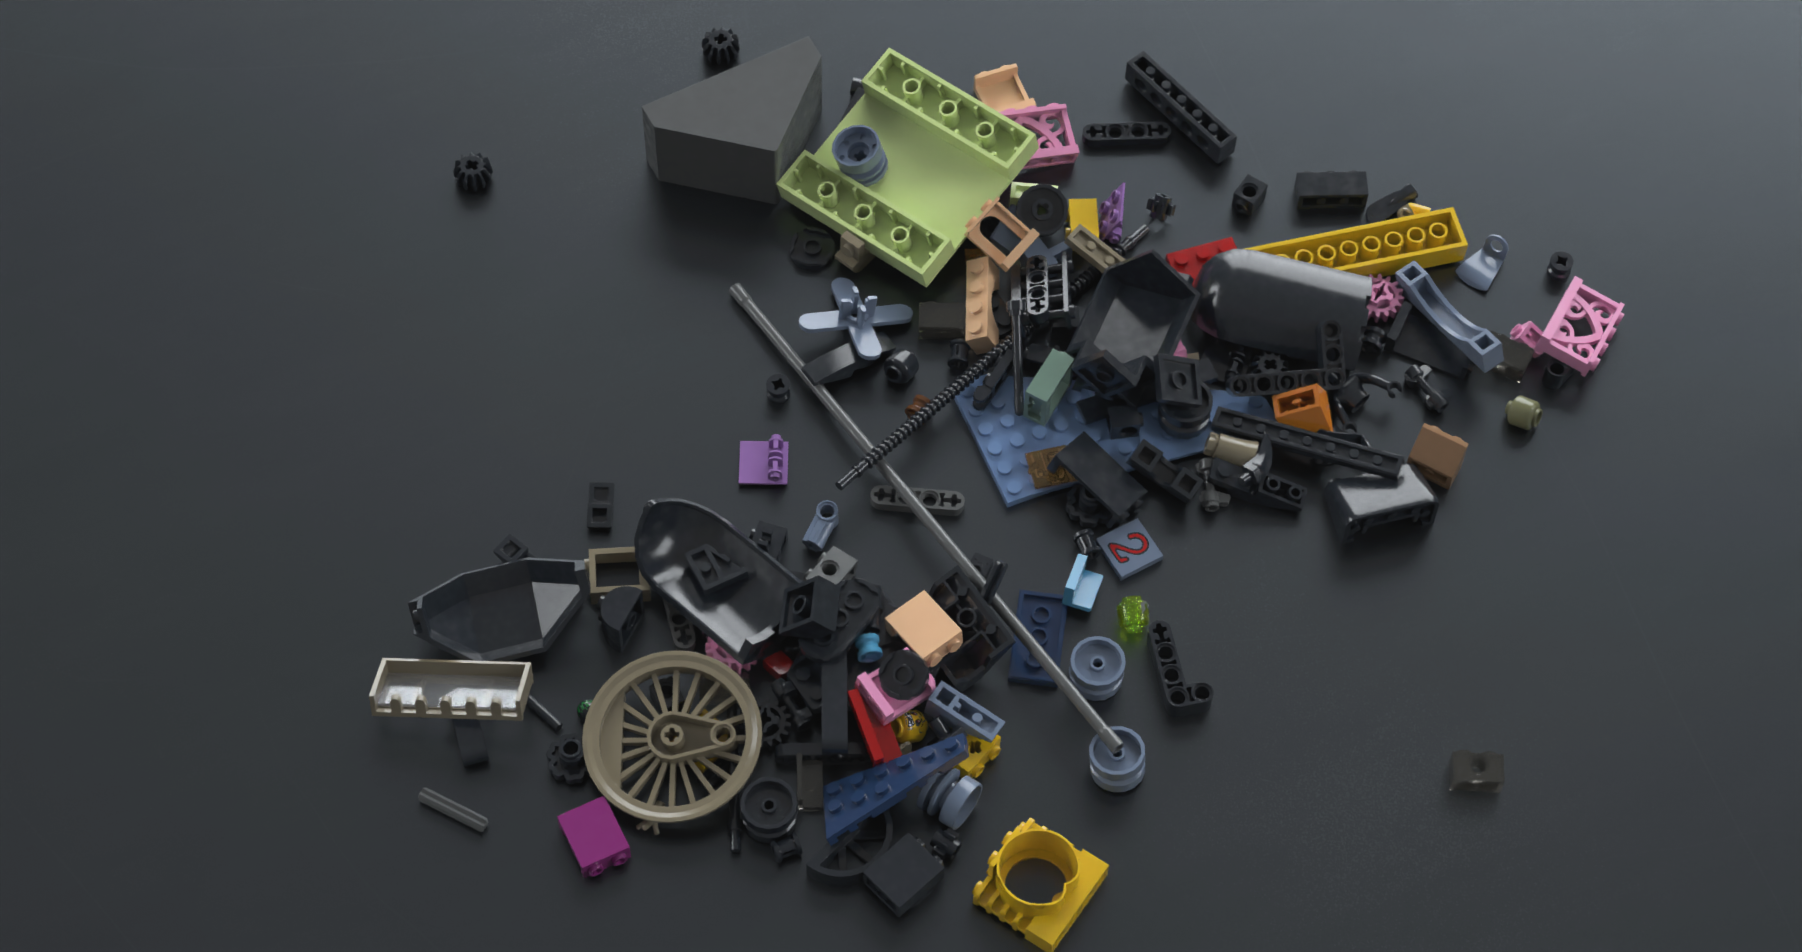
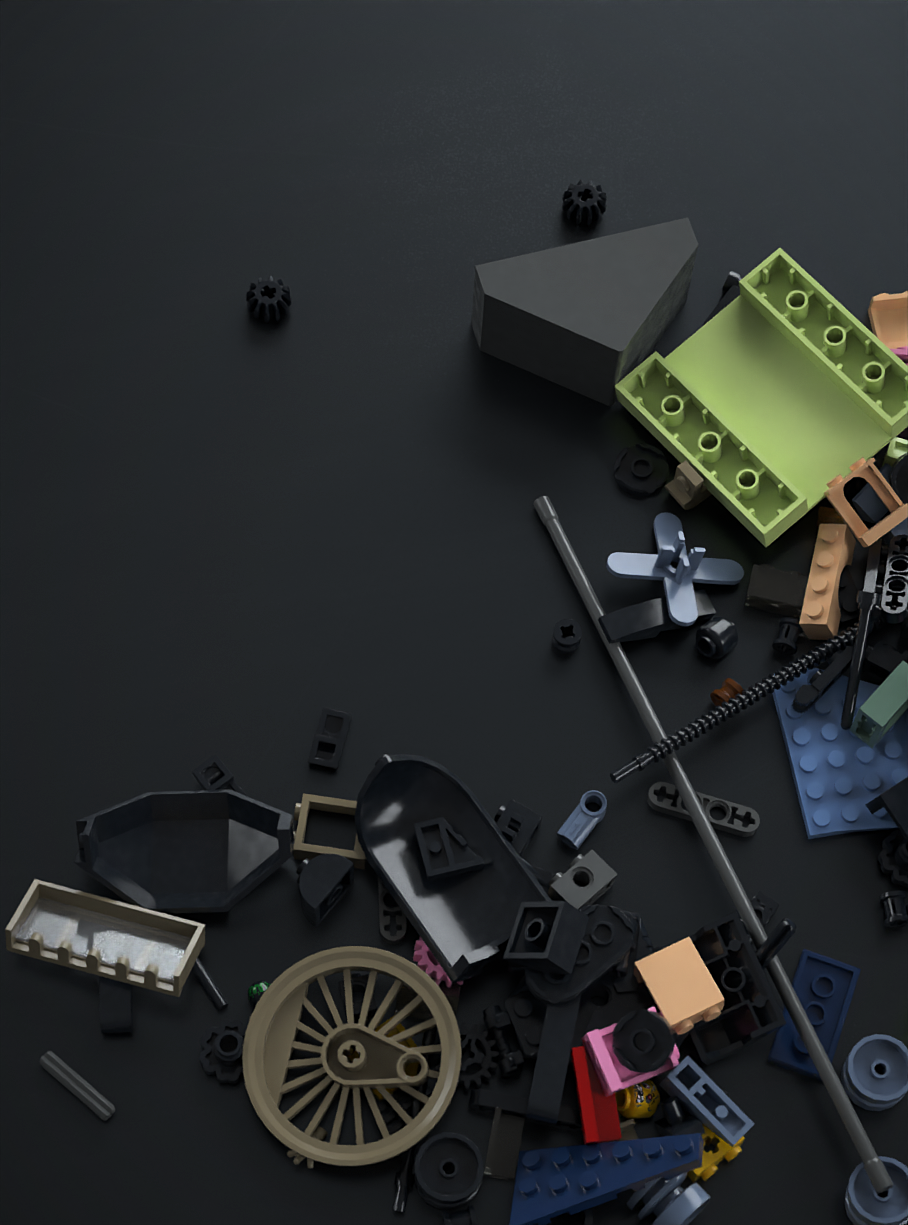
camera: 10 degrees right, 5 degrees up
(594, 837) = (234, 1159): magenta panel -> none
(764, 462) = (531, 723): medium lavender hinge -> none
(777, 665) = (498, 984): red slope -> none
(860, 154) = (720, 371): sand blue wheel -> none
(868, 648) = (608, 994): dark azure wheel -> none
(1041, 476) = (860, 792): clear orange piece -> none
(1081, 586) = (879, 962): dark azure panel -> none

